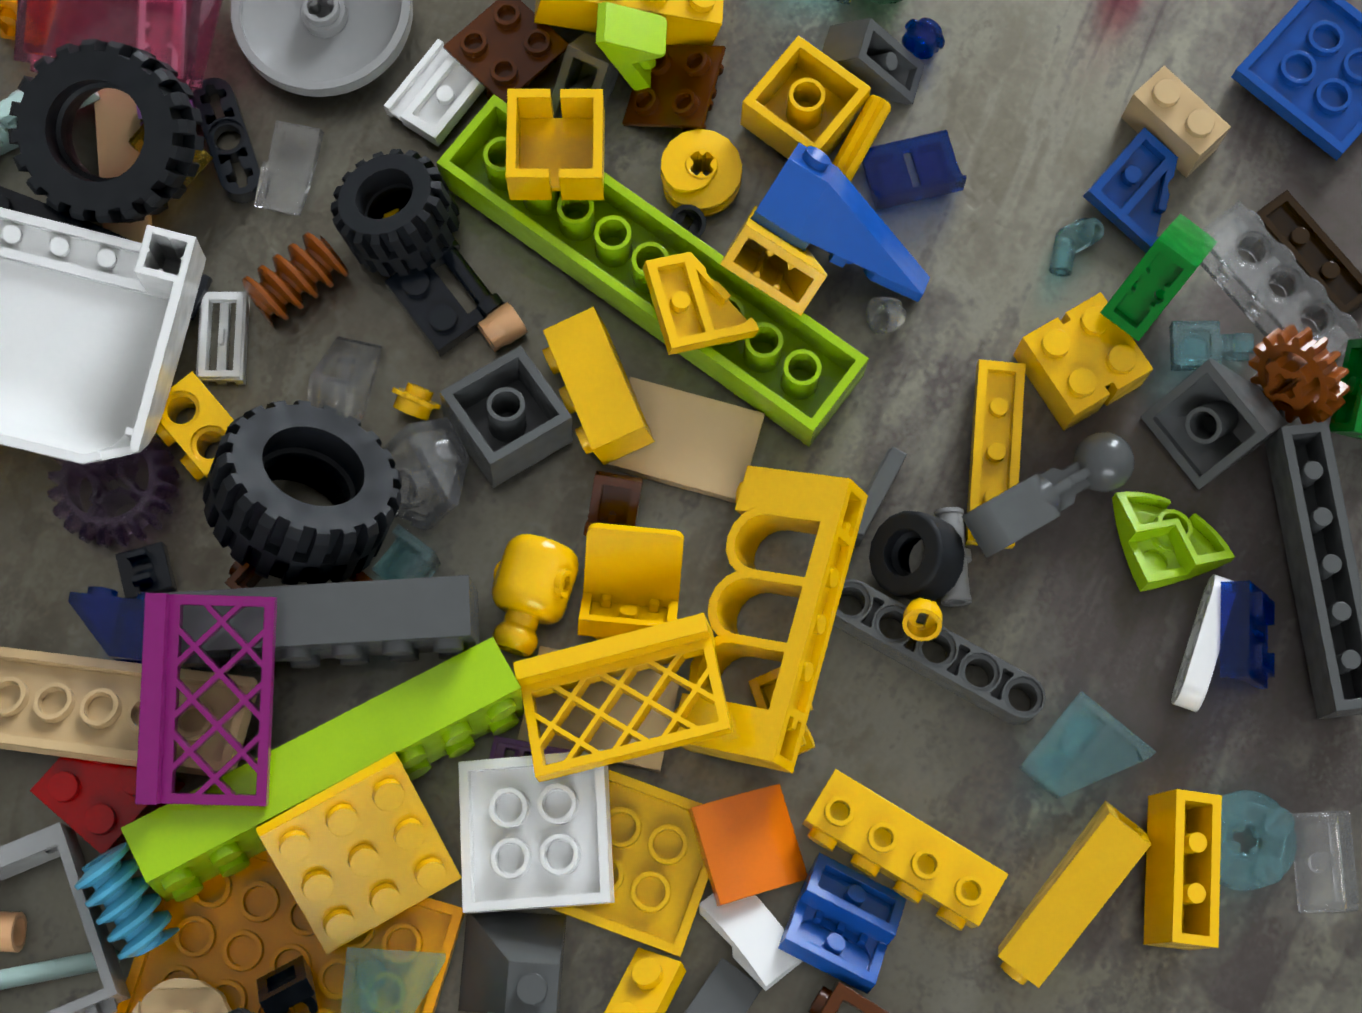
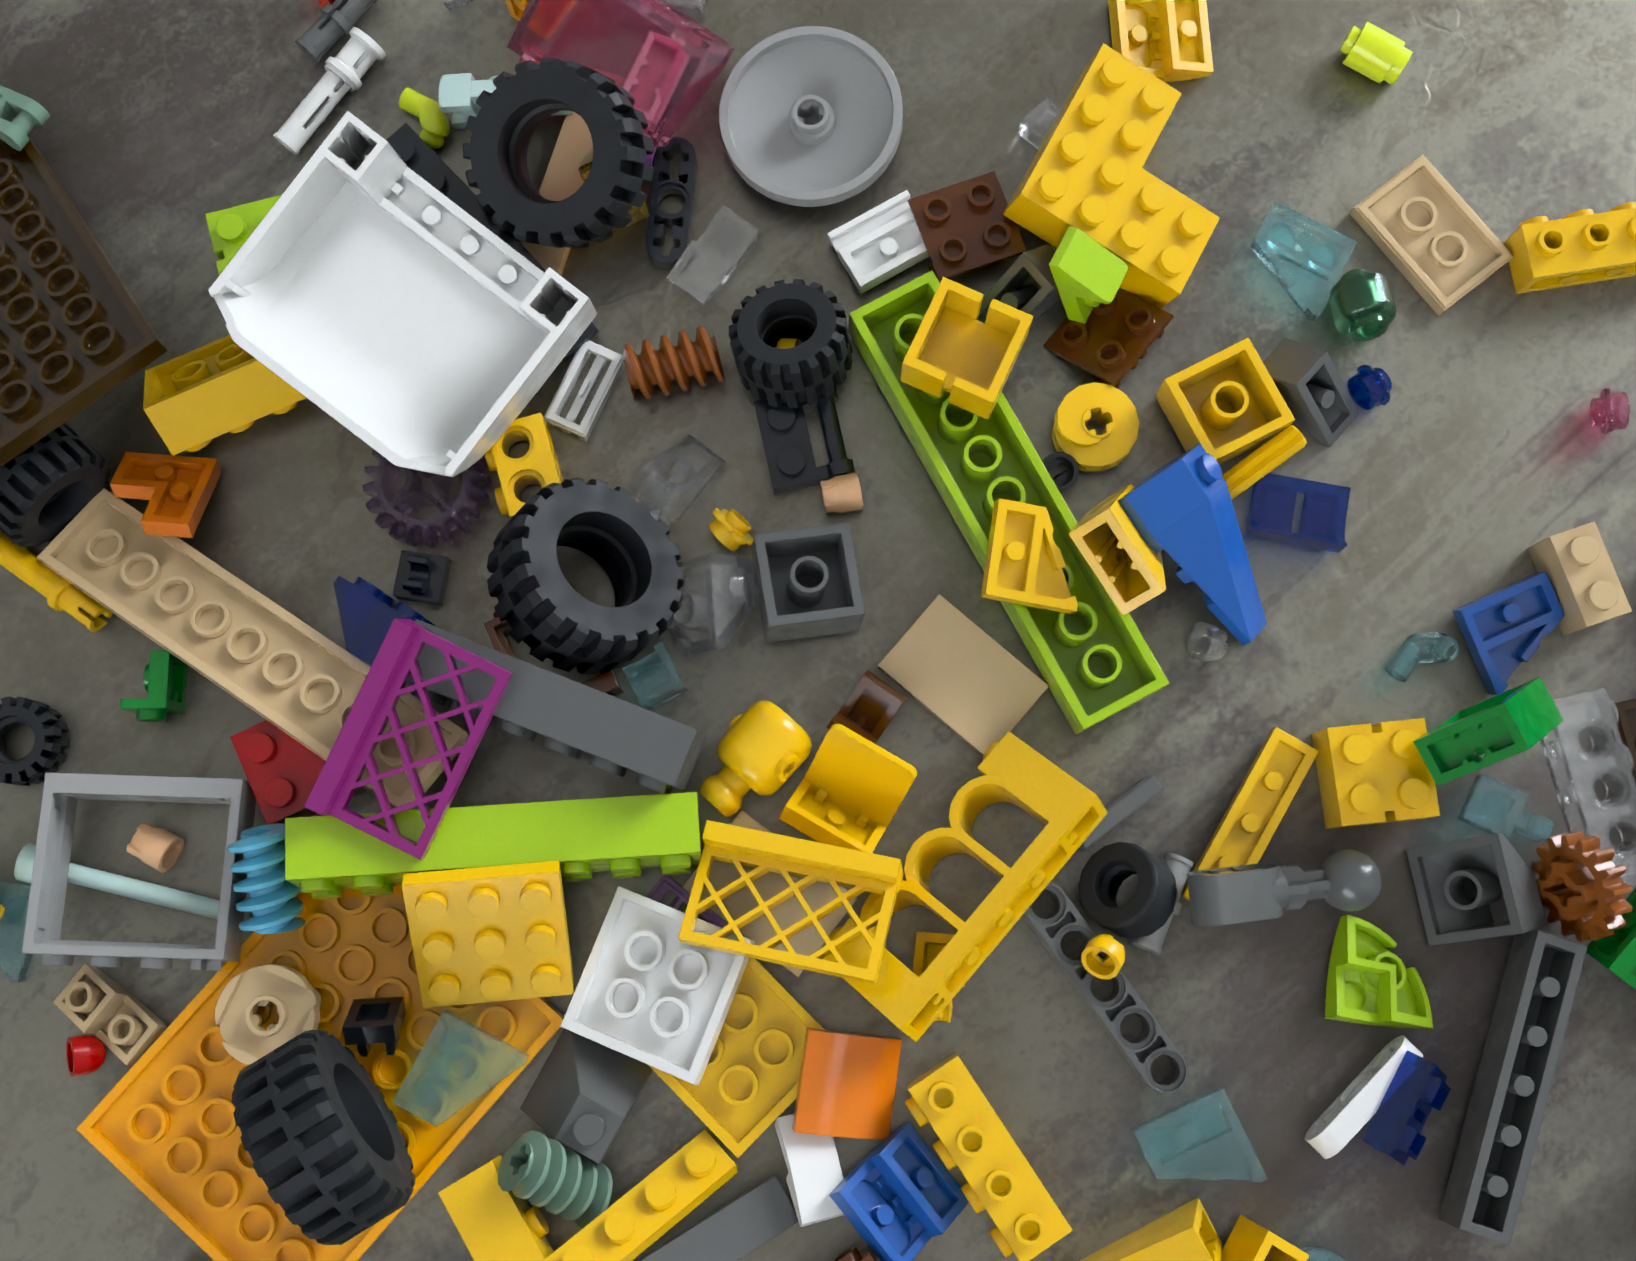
camera: 30 degrees right, 5 degrees up
(596, 387) = (902, 592): yellow brick -> none

